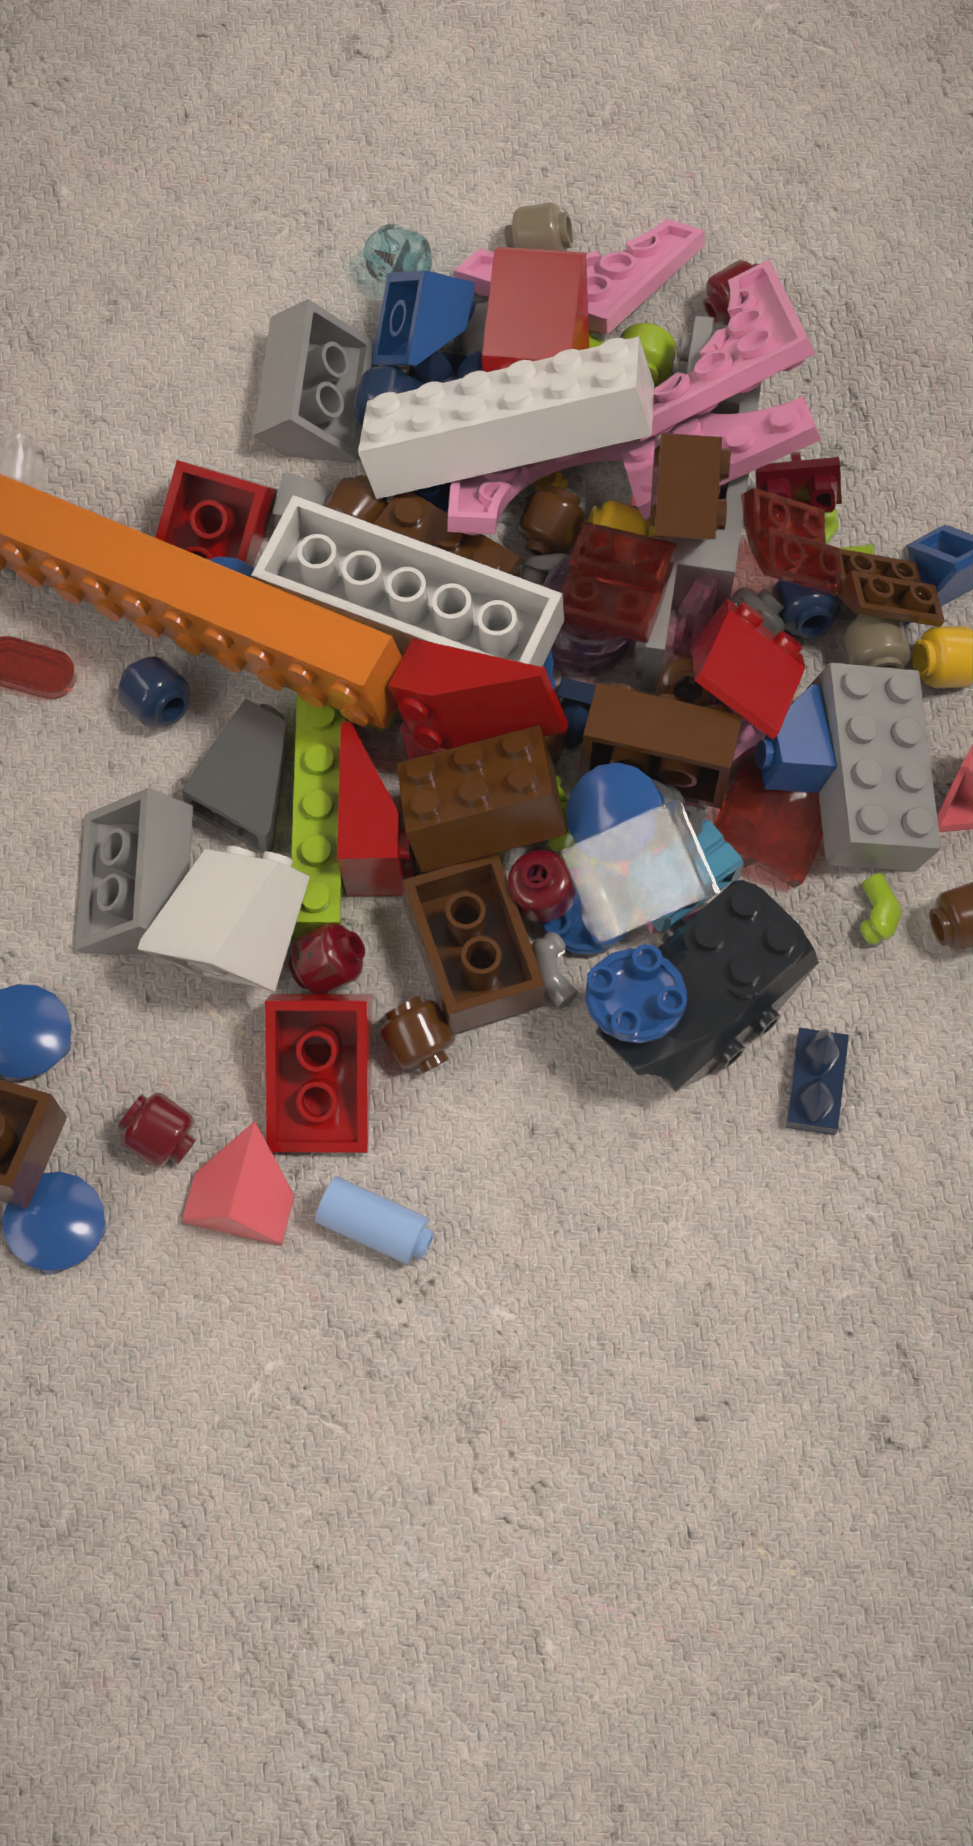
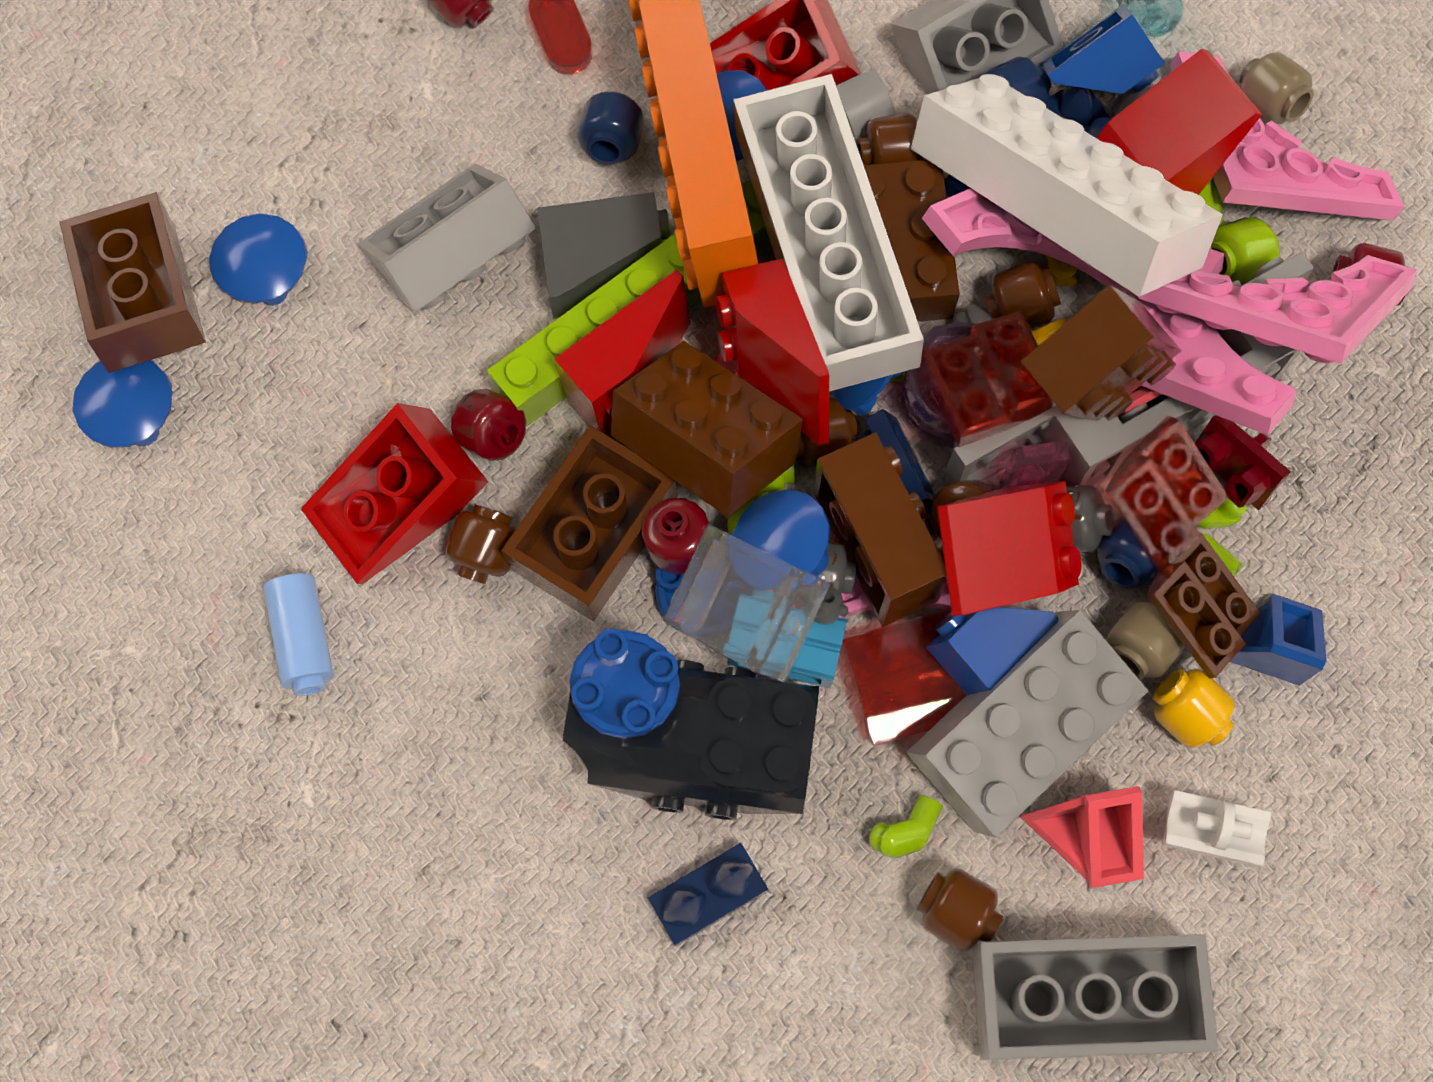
camera: 55 degrees right, 5 degrees up
(157, 1130) = (248, 414): dark red head -> none
(230, 917) = (446, 324): white slope -> none
(241, 1191) = (247, 518): coral slope -> none
(556, 985) = (623, 599): light grey arm -> none

